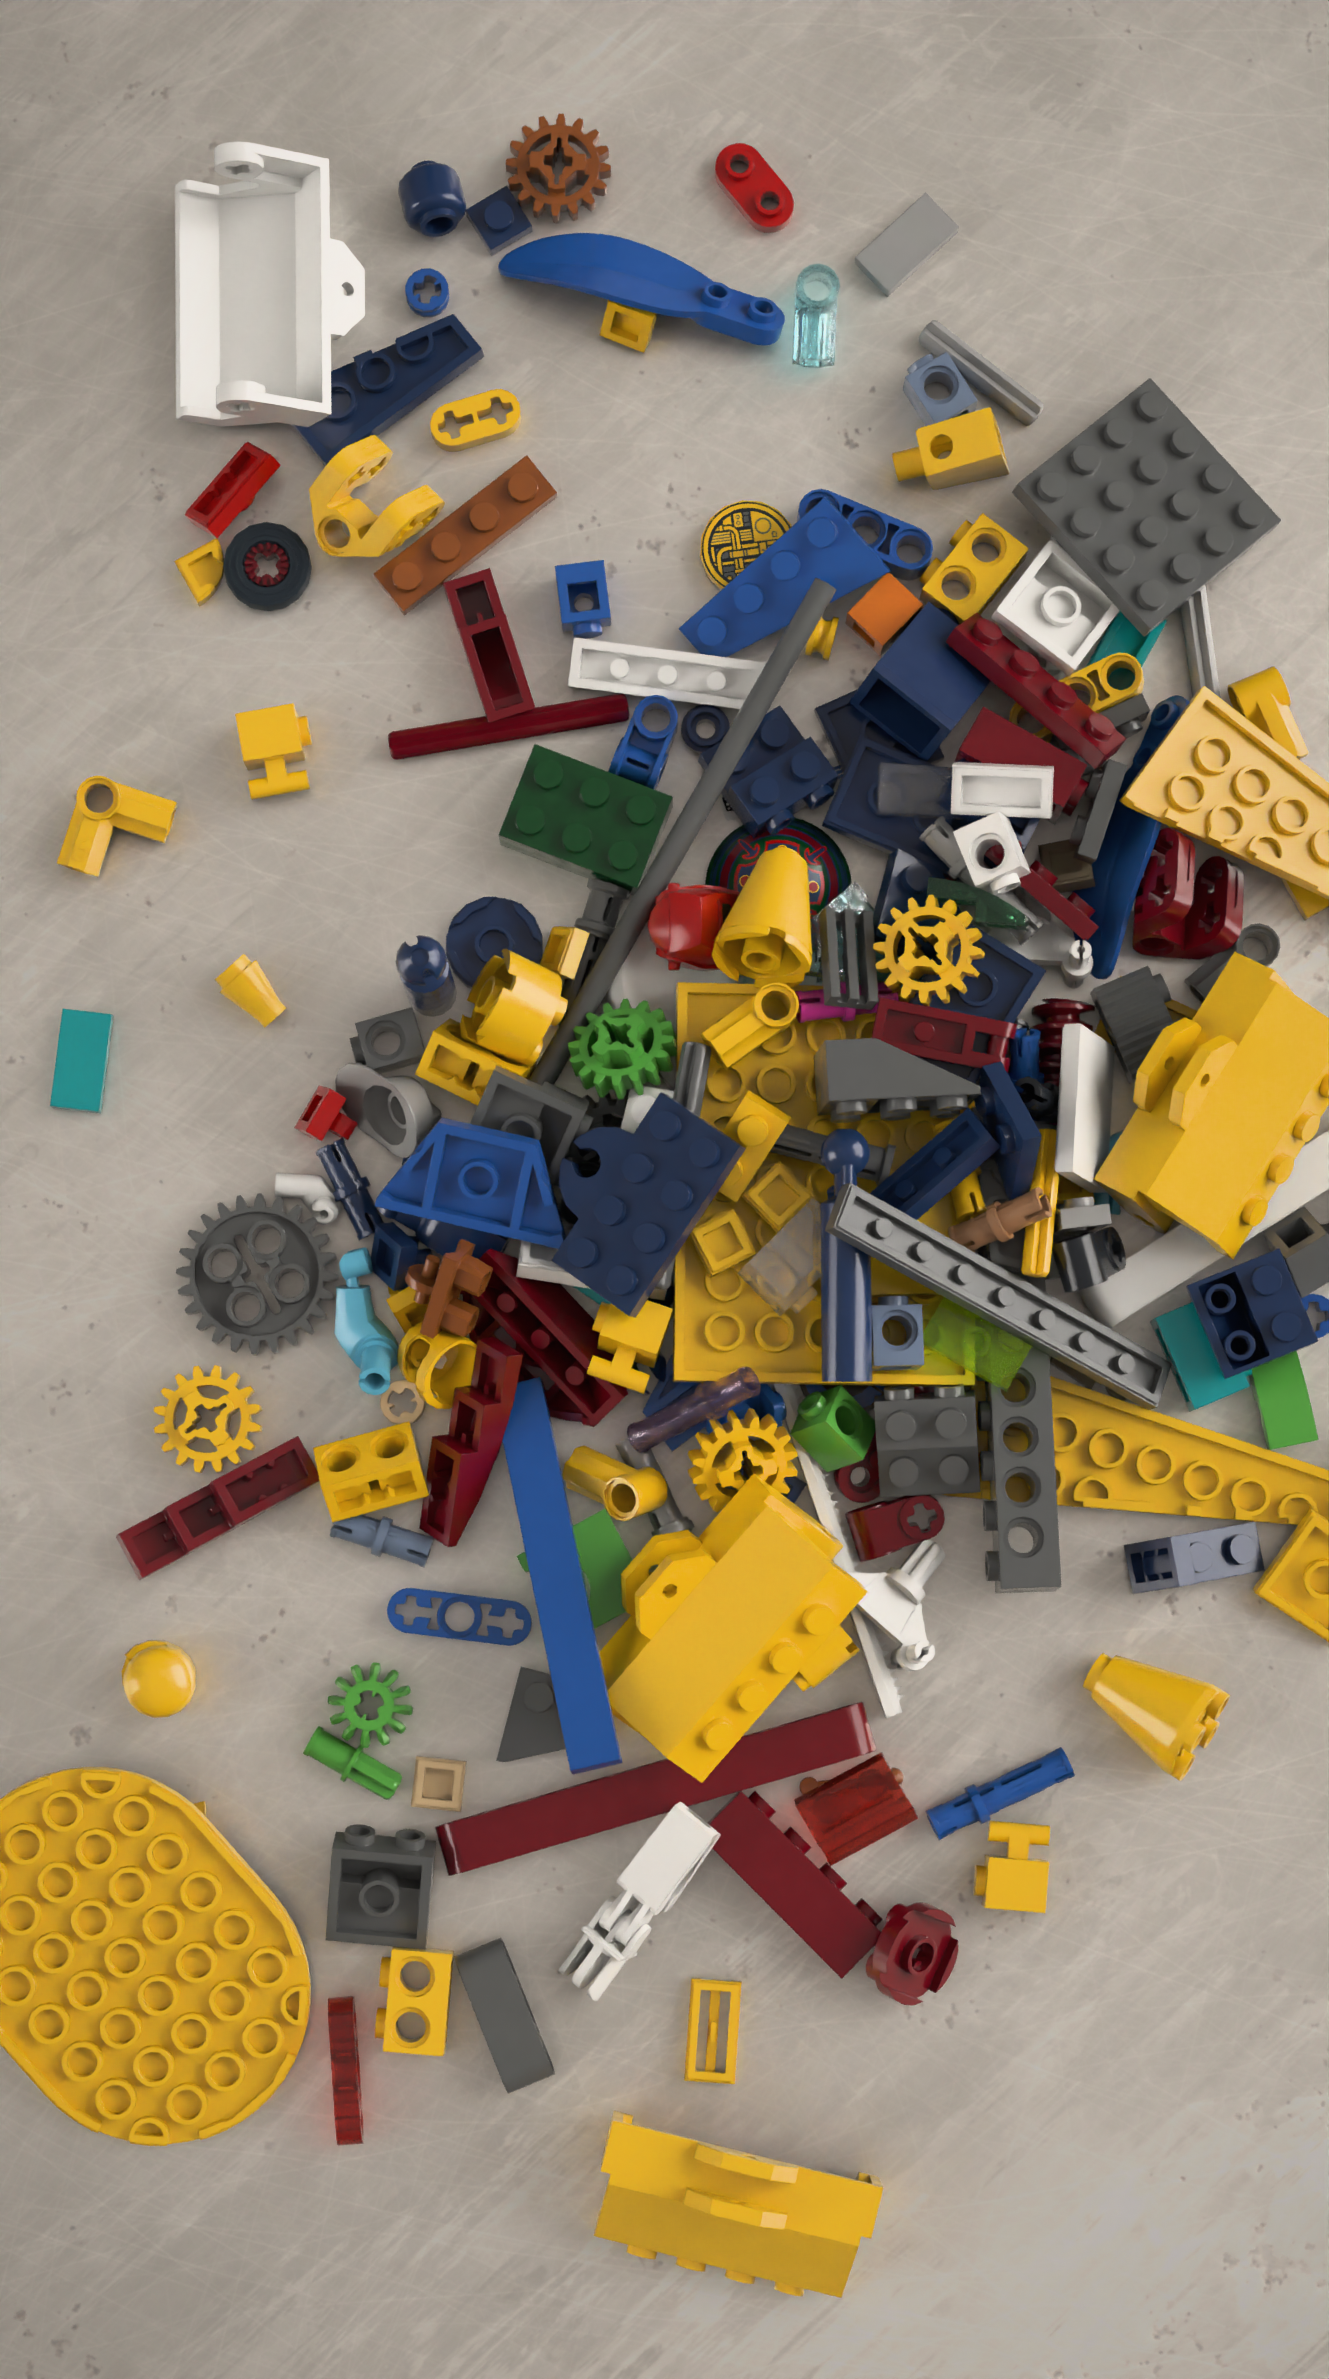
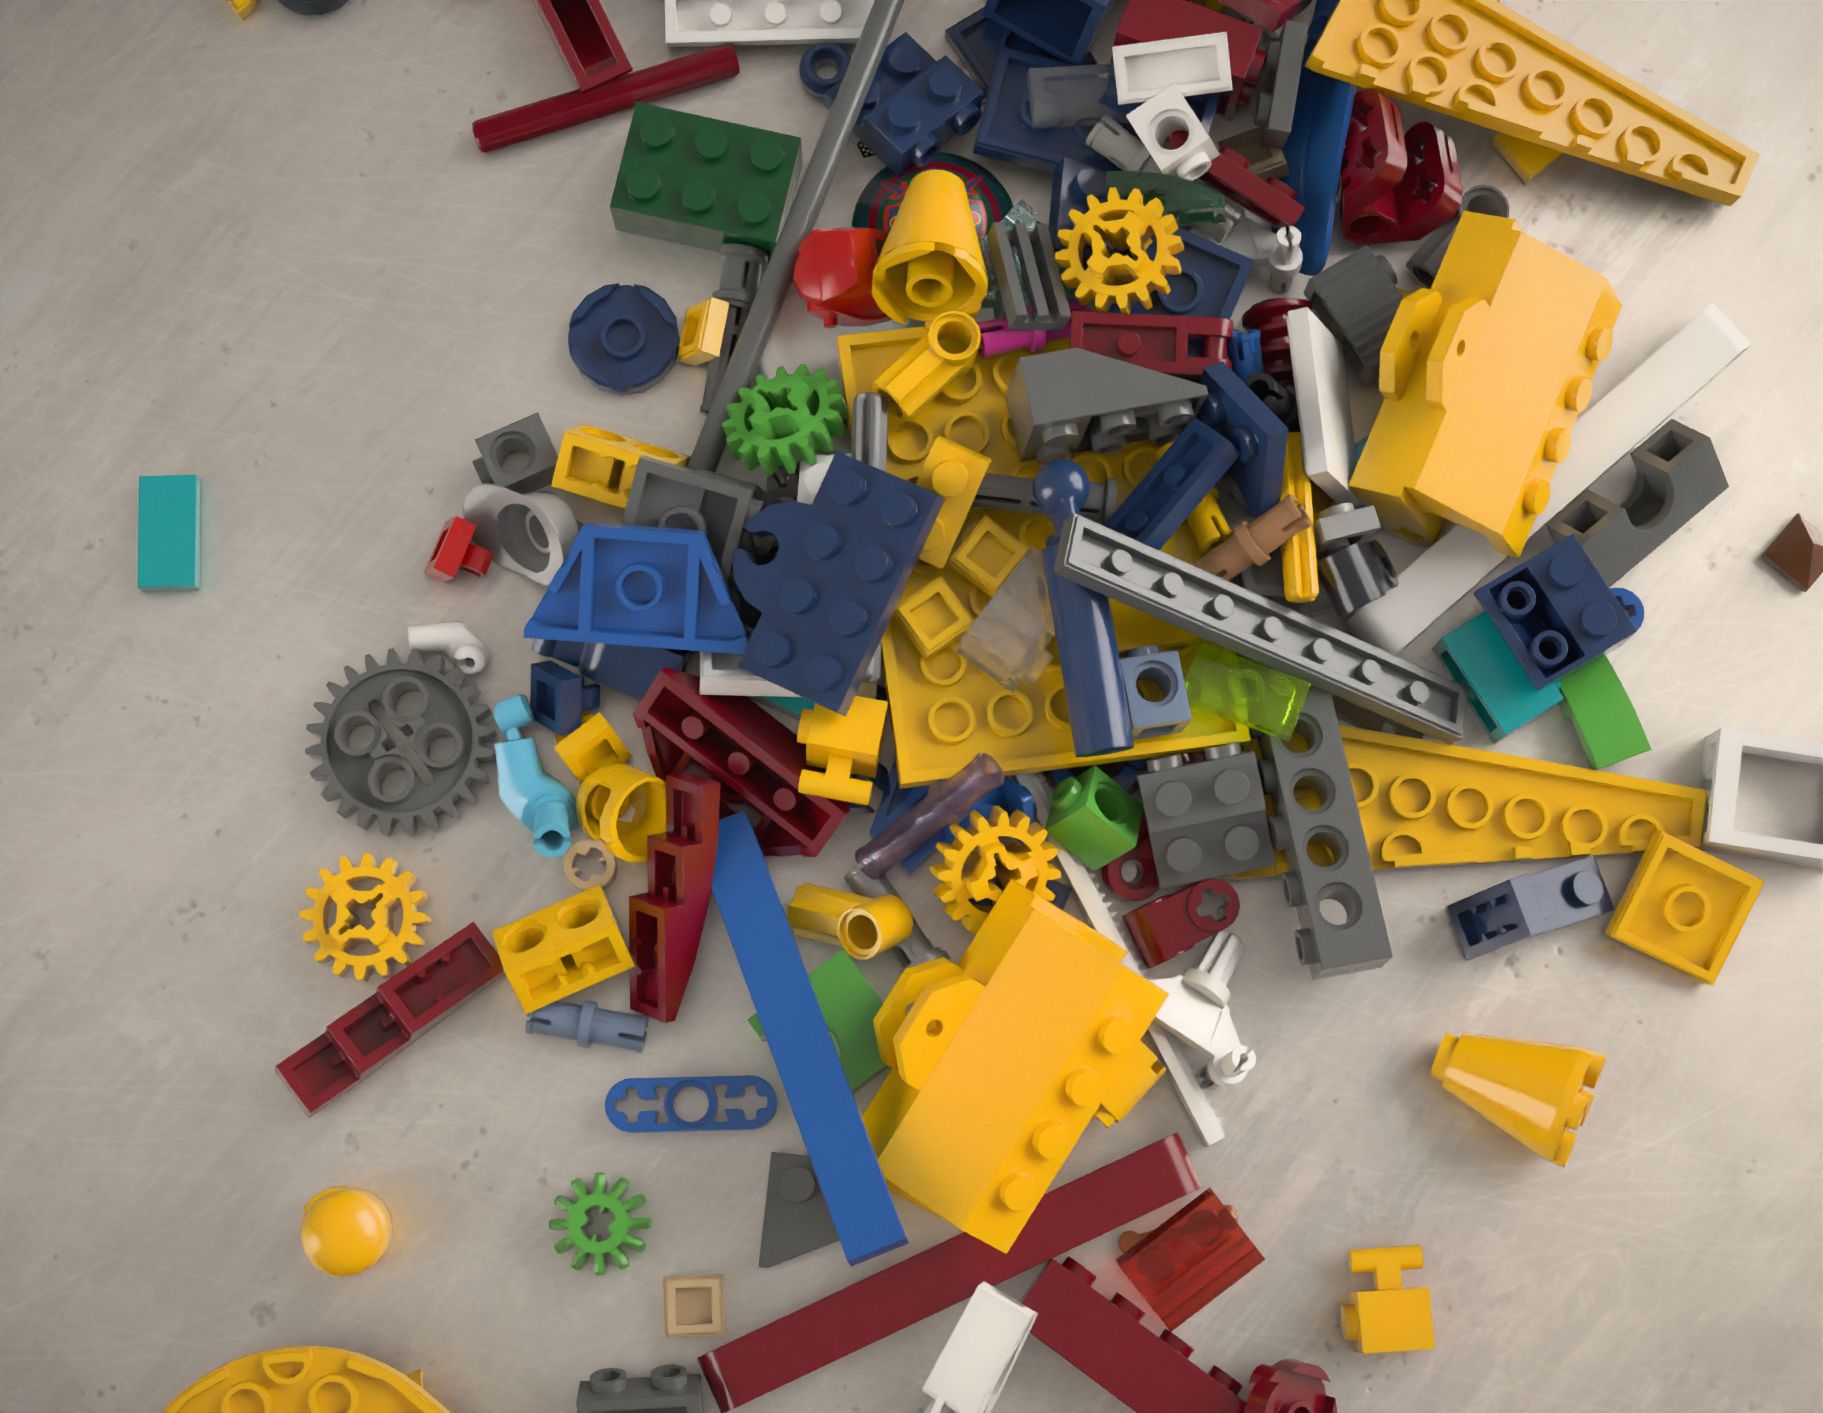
camera: 10 degrees left, 5 degrees down
(130, 811) = (148, 273): yellow piece -> none
(250, 990) = (349, 422): yellow cone -> none
(270, 741) = (341, 149): yellow brick -> none
(350, 1188) = (495, 629): dark blue pin -> none
(353, 1764) = (589, 1297): bright green axle -> none
(426, 976) = (545, 360): dark blue piece -> none
(456, 1273) = (614, 716): dark orange hips -> none
(513, 1007) = (654, 394): yellow brick -> none
(644, 746) = (763, 98): blue piece -> none
(991, 1797) = (1336, 1228): blue pin -> none

